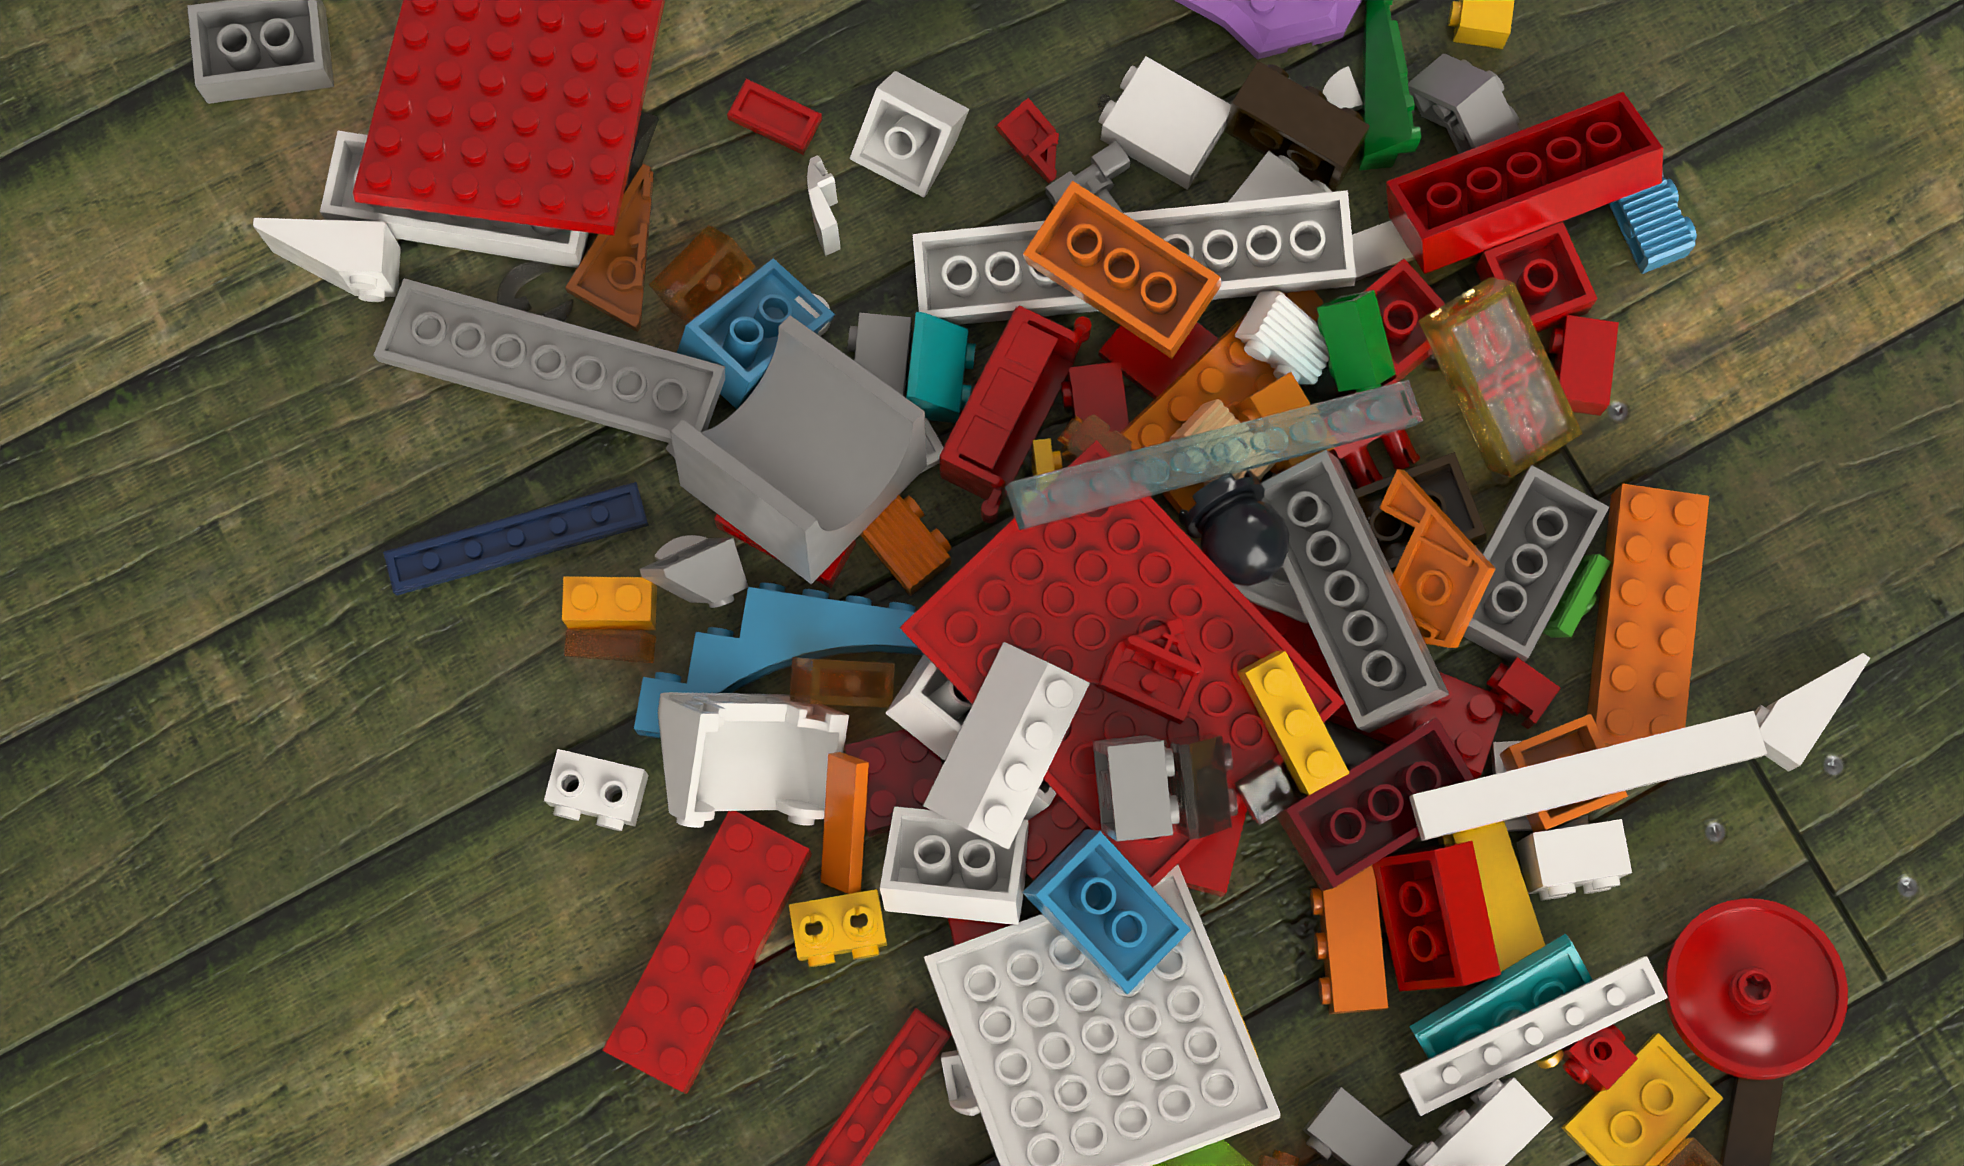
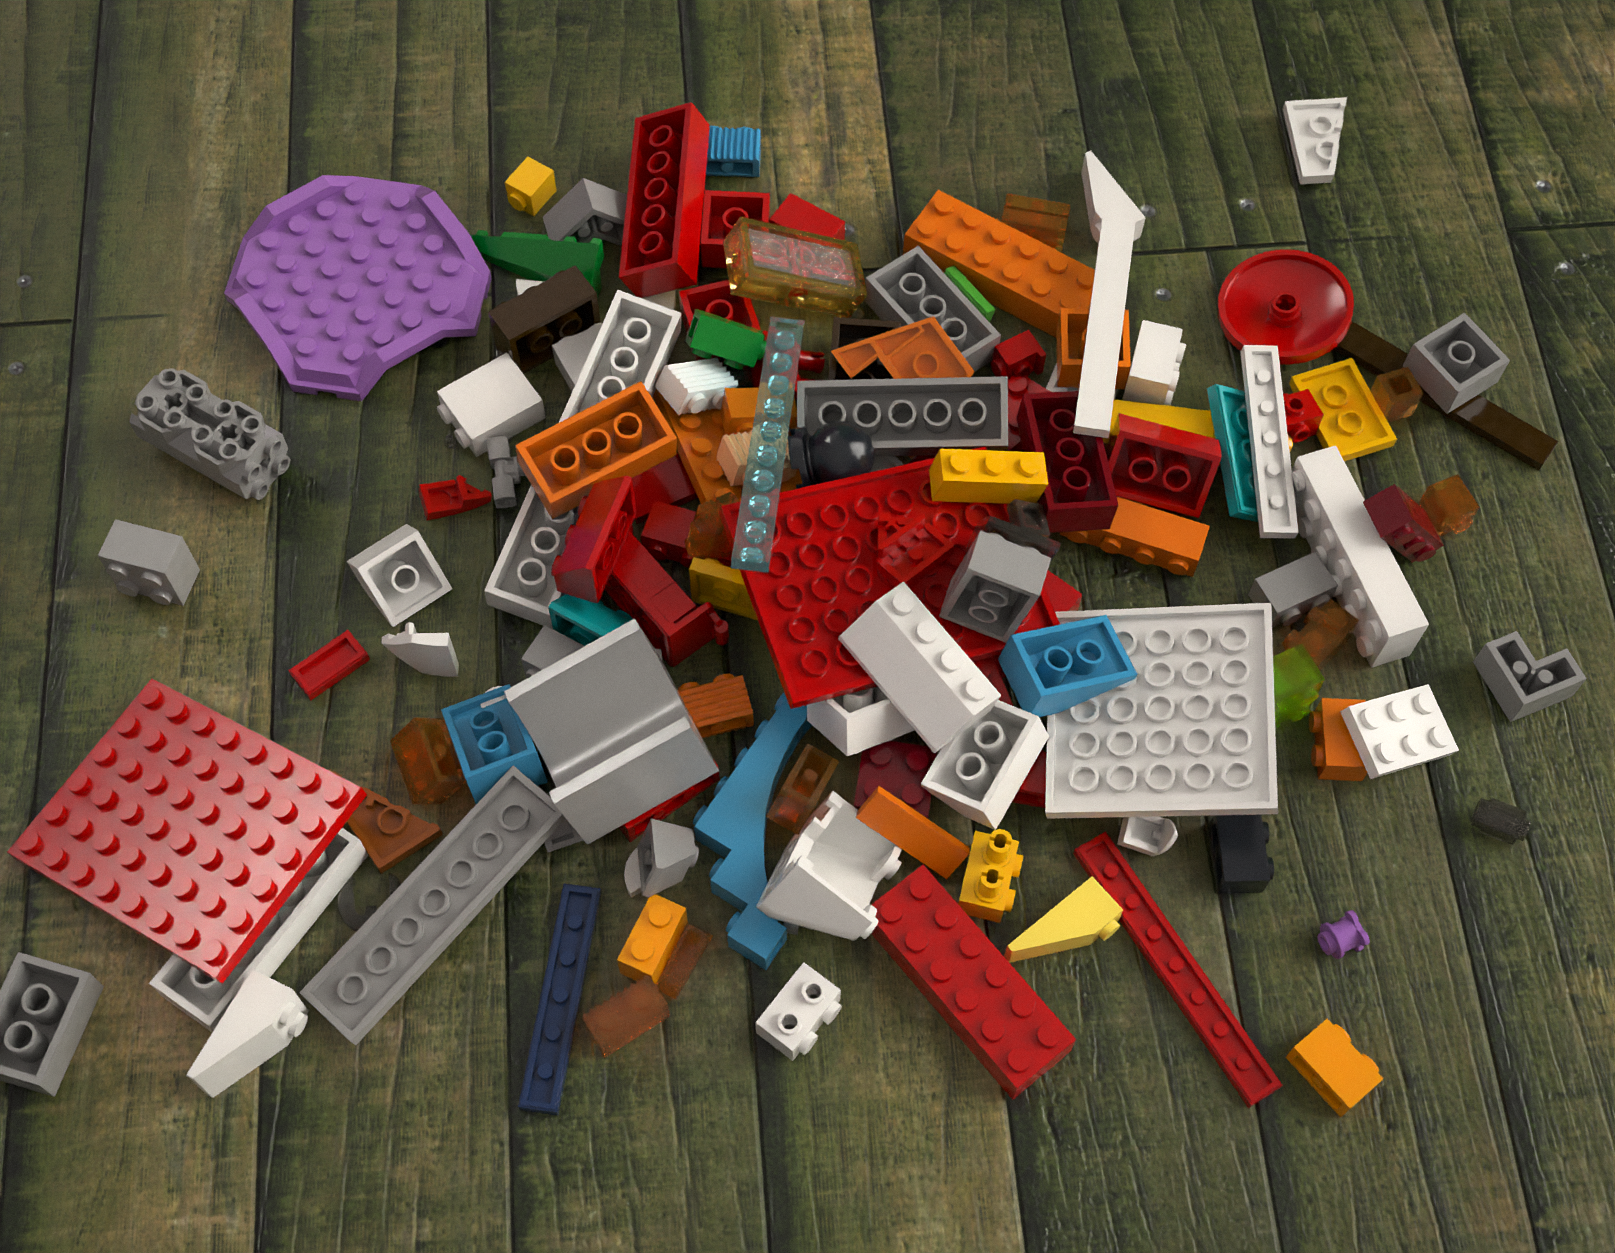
camera: 65 degrees left, 15 degrees down
(517, 613) = (626, 1016): none -> clear orange brick
(827, 1040) = (1071, 924): none -> light yellow slope
(1008, 323) = (596, 539): none -> red slope
(1733, 632) = (1037, 218): none -> clear orange brick

